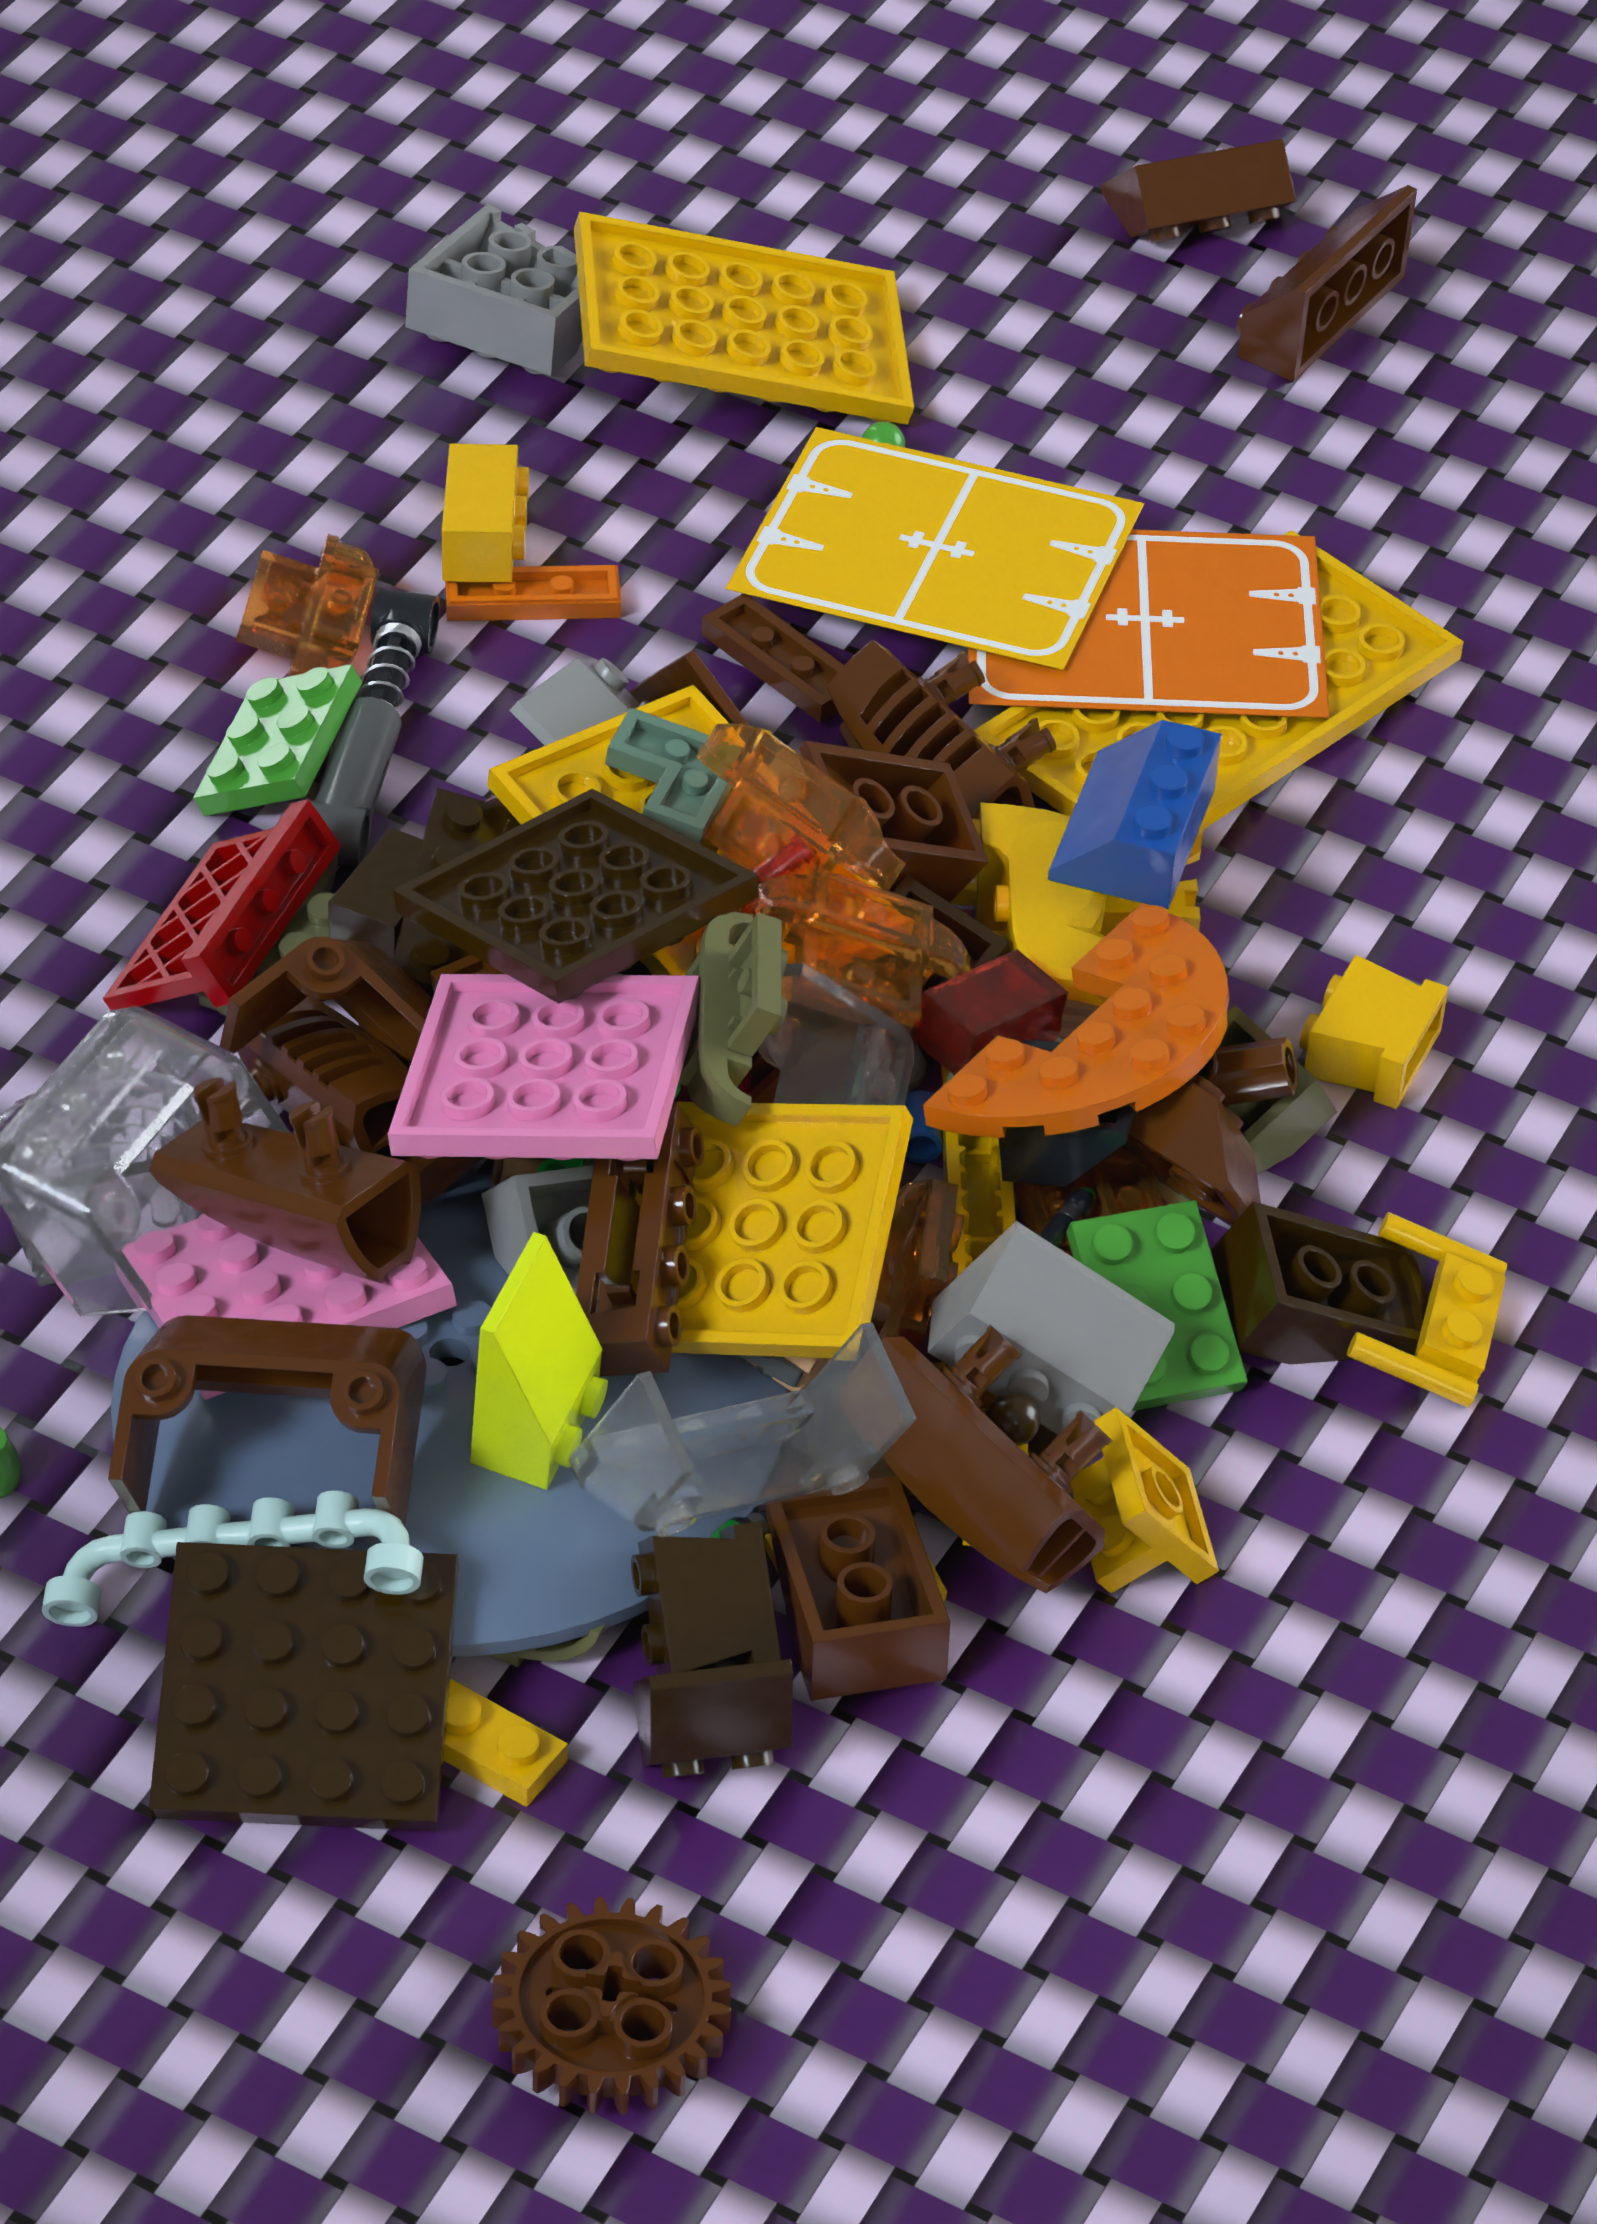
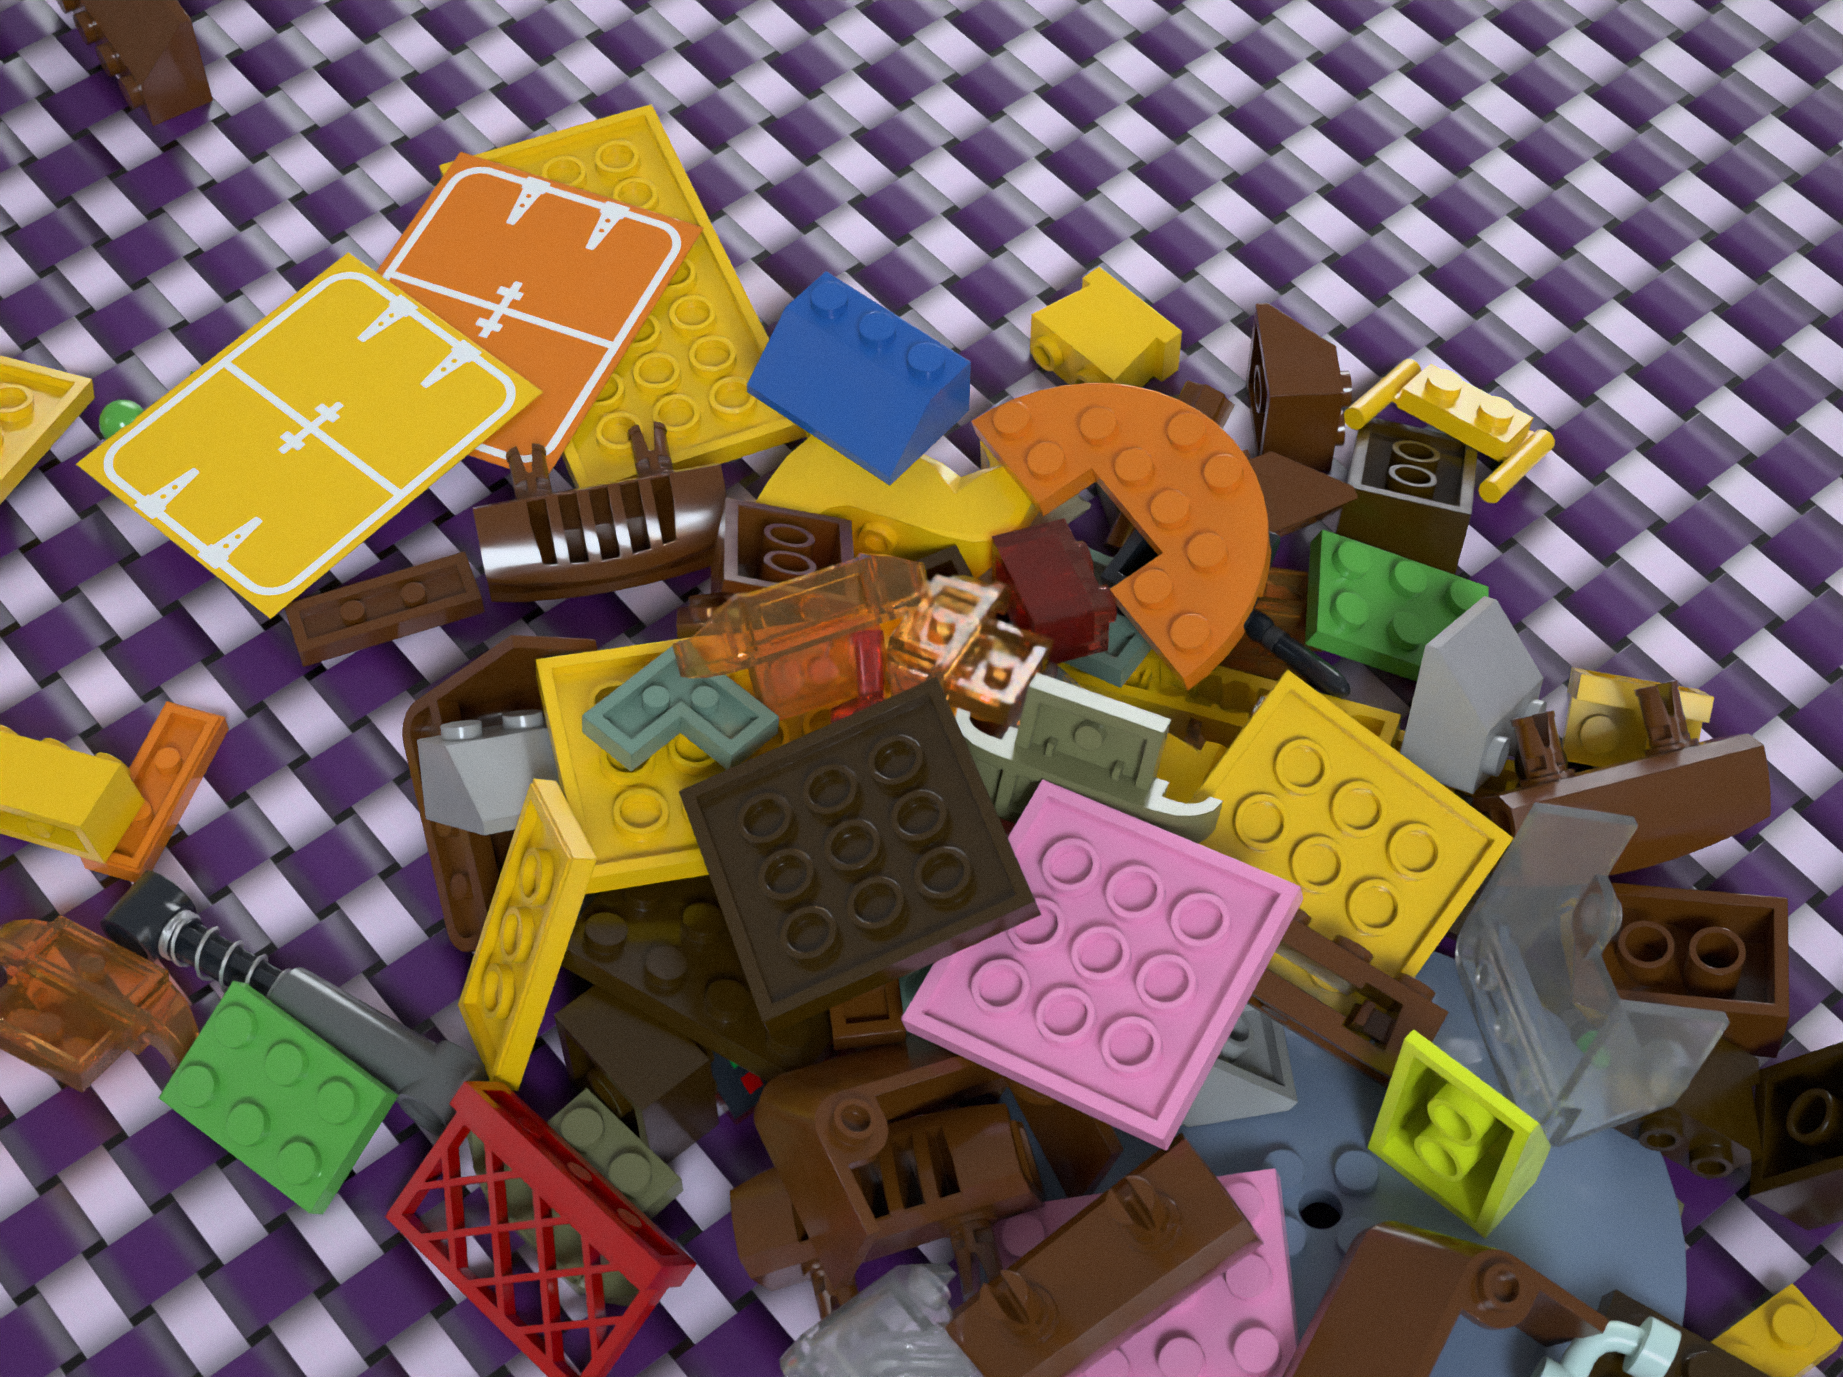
camera: 65 degrees left, 10 degrees up
(461, 770) = (526, 932): none -> yellow tile
(1367, 1154) = (1295, 390): none -> reddish brown slope

